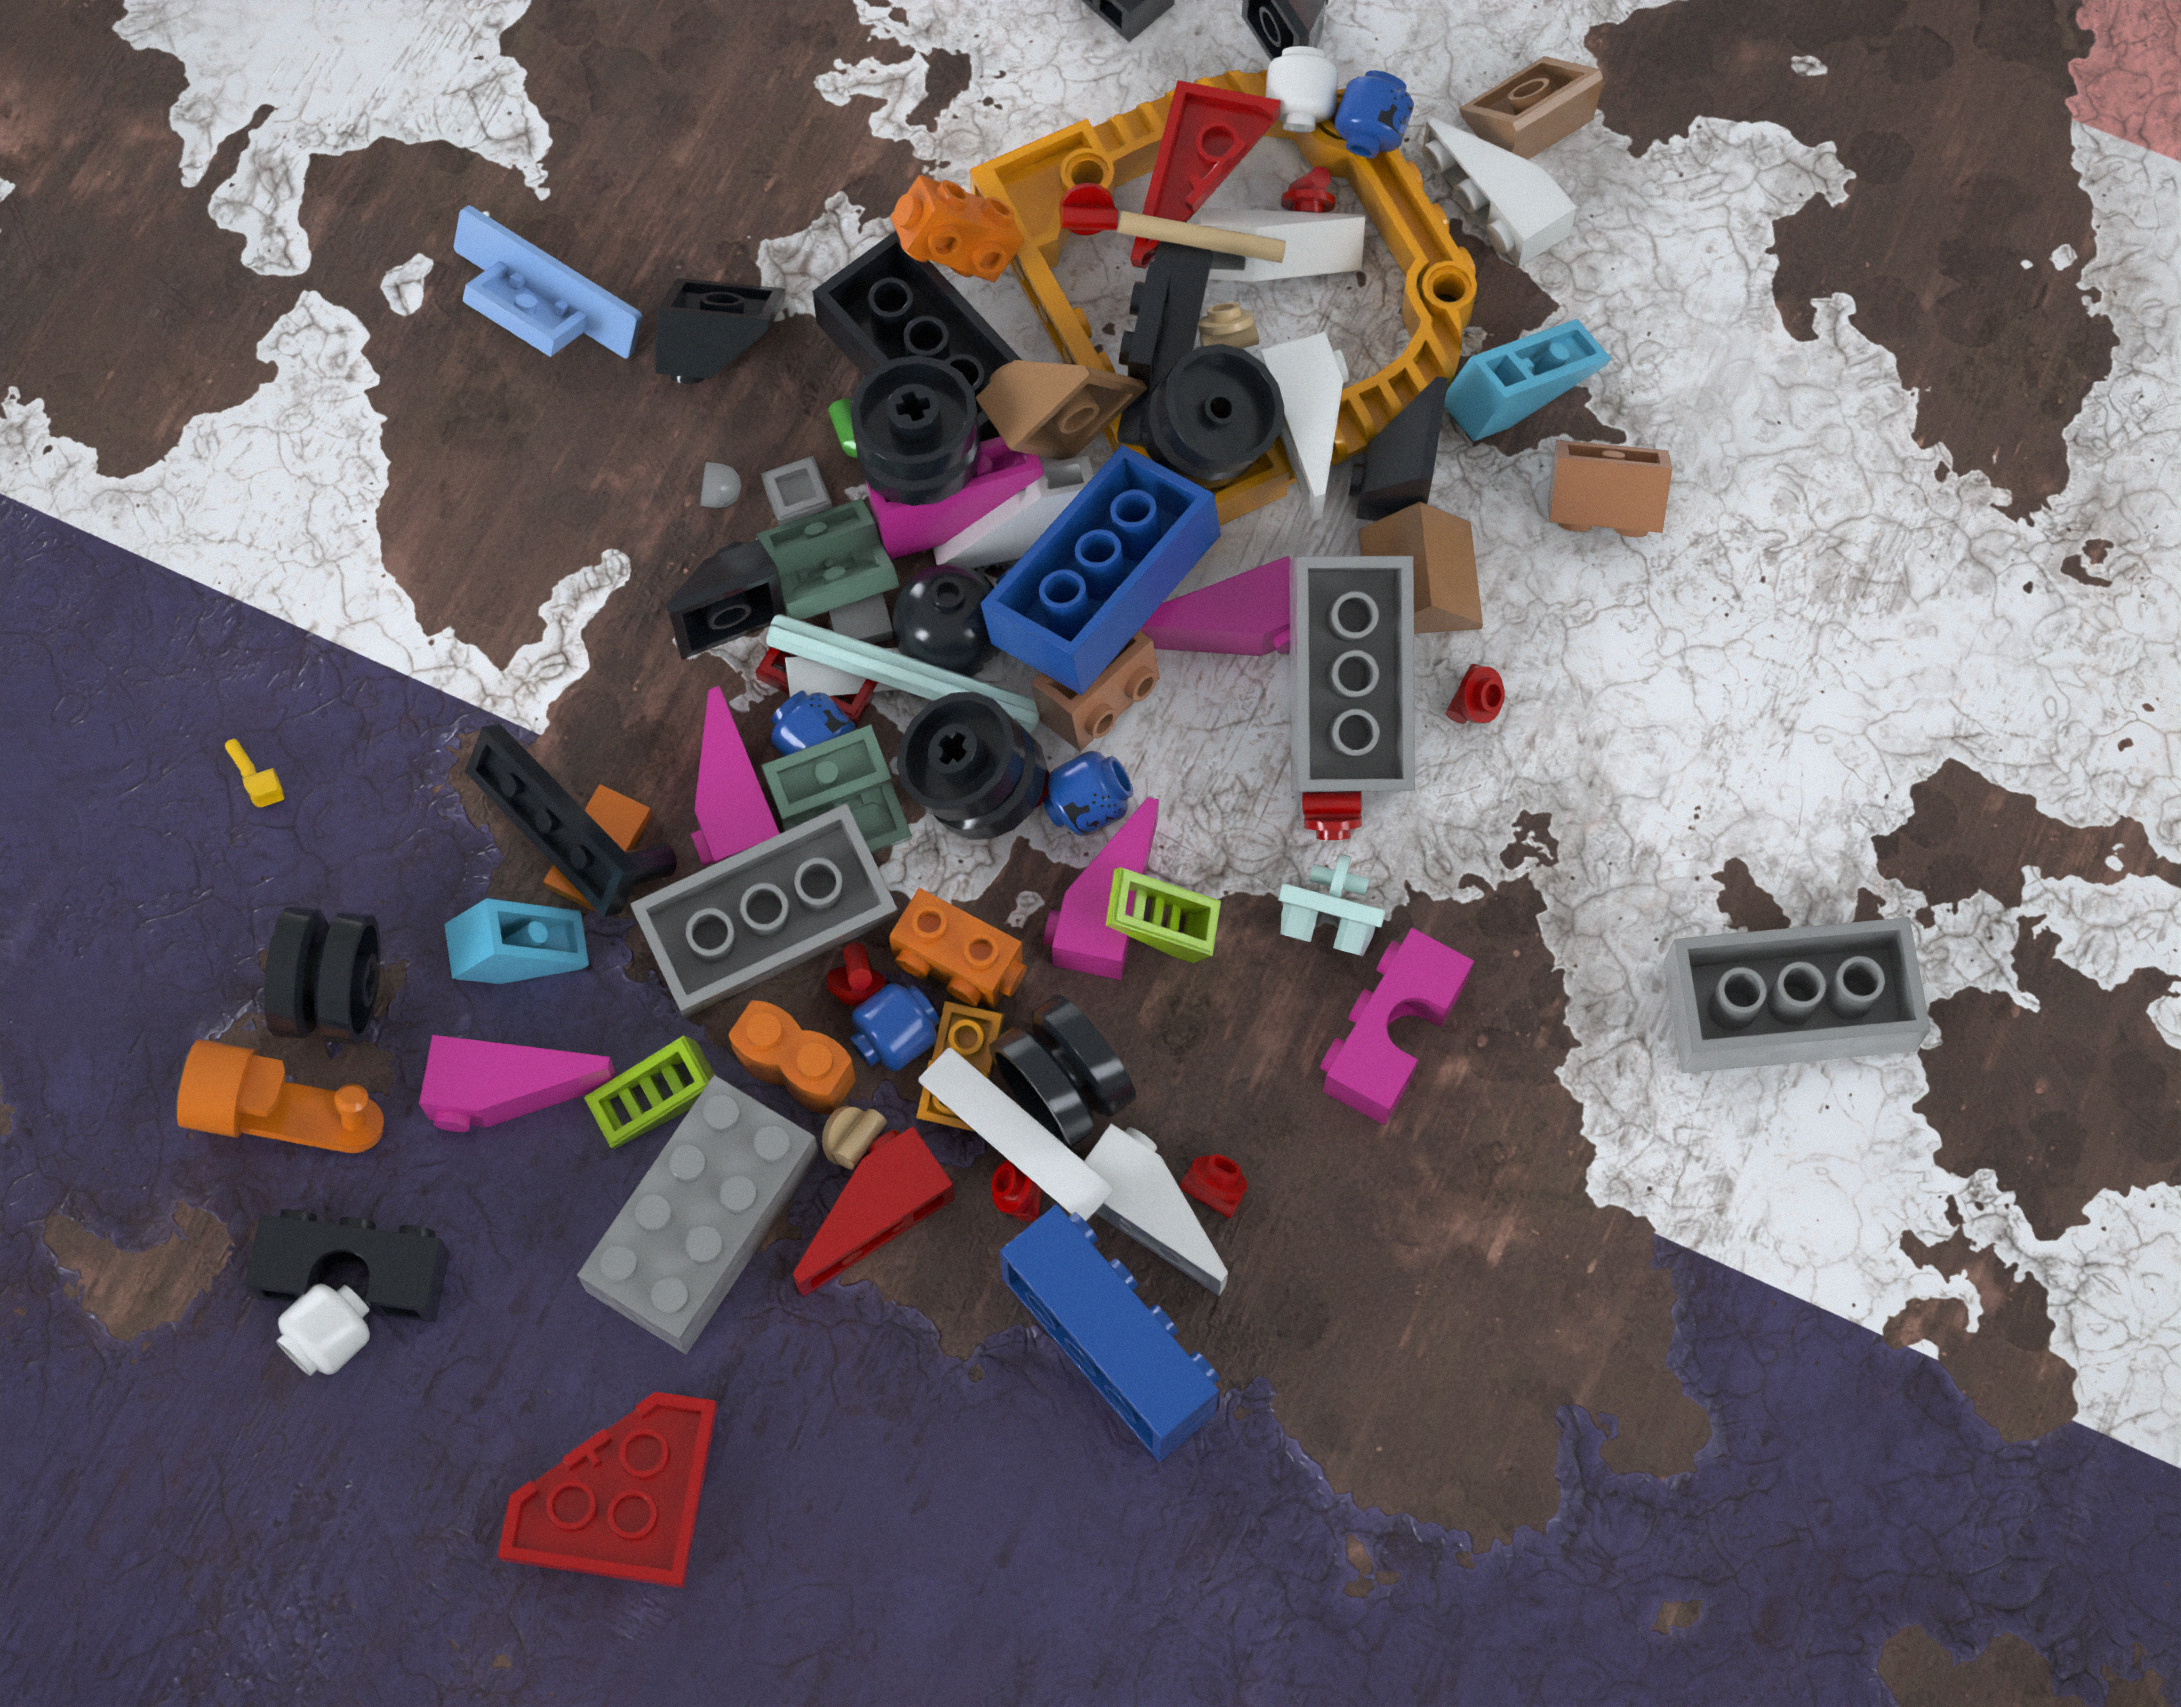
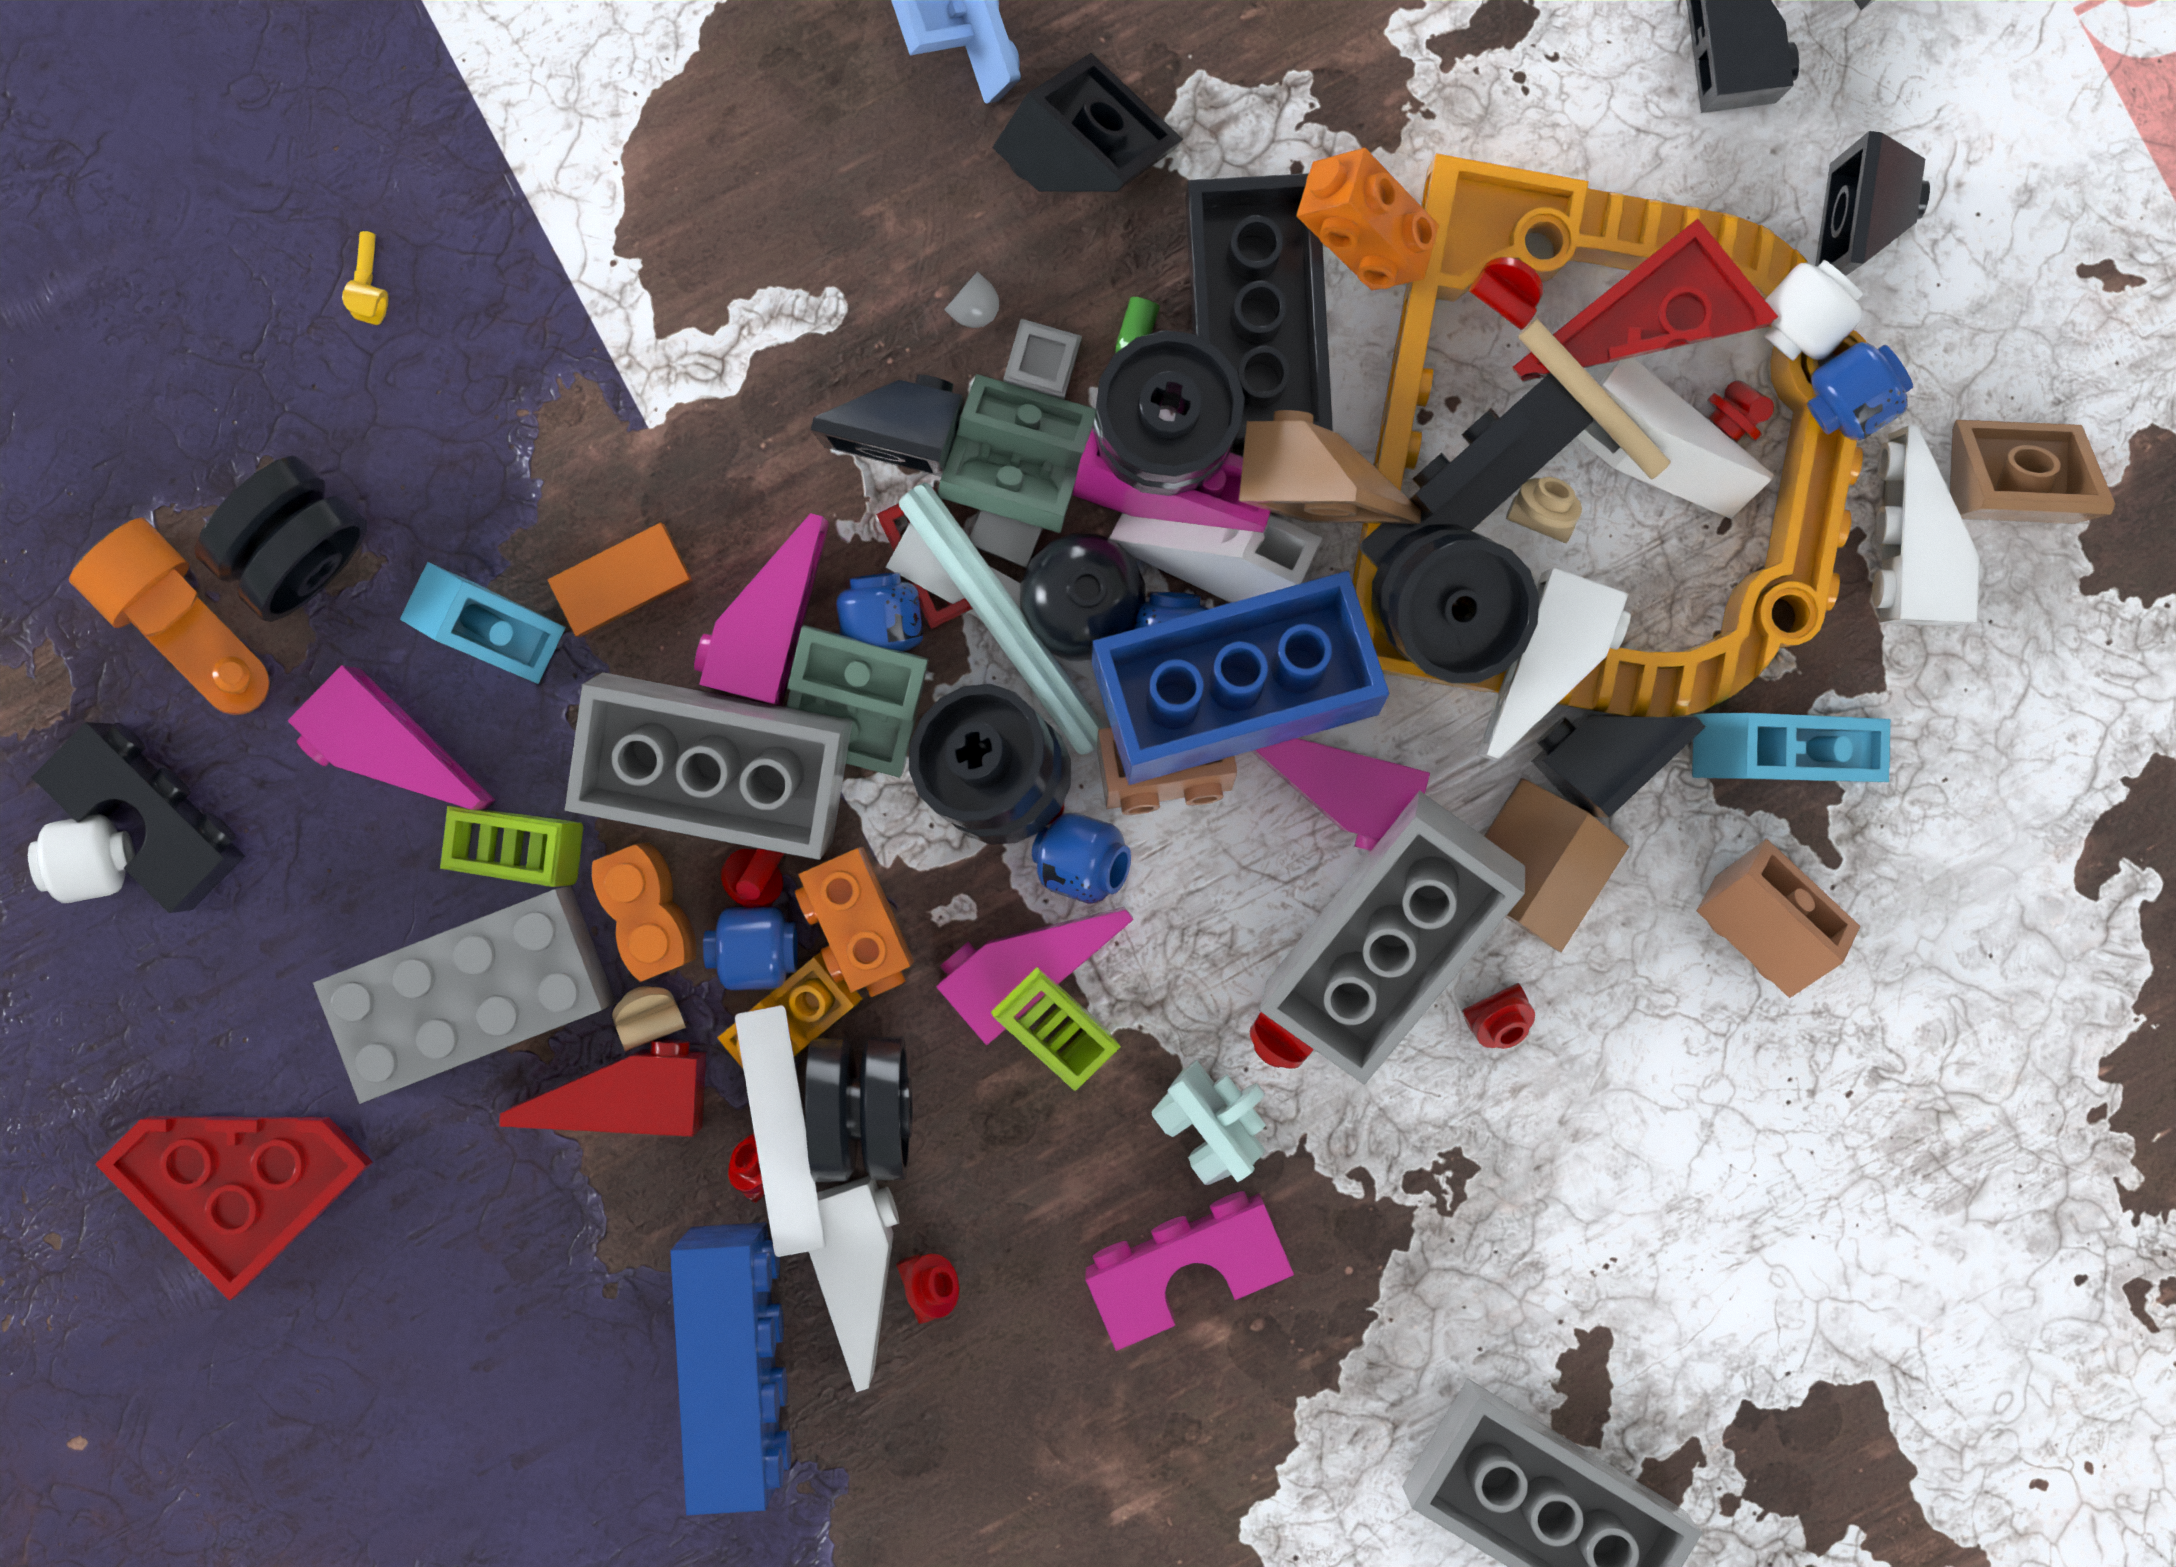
camera: 45 degrees right, 20 degrees up
(561, 825) = (587, 547): black piece -> none

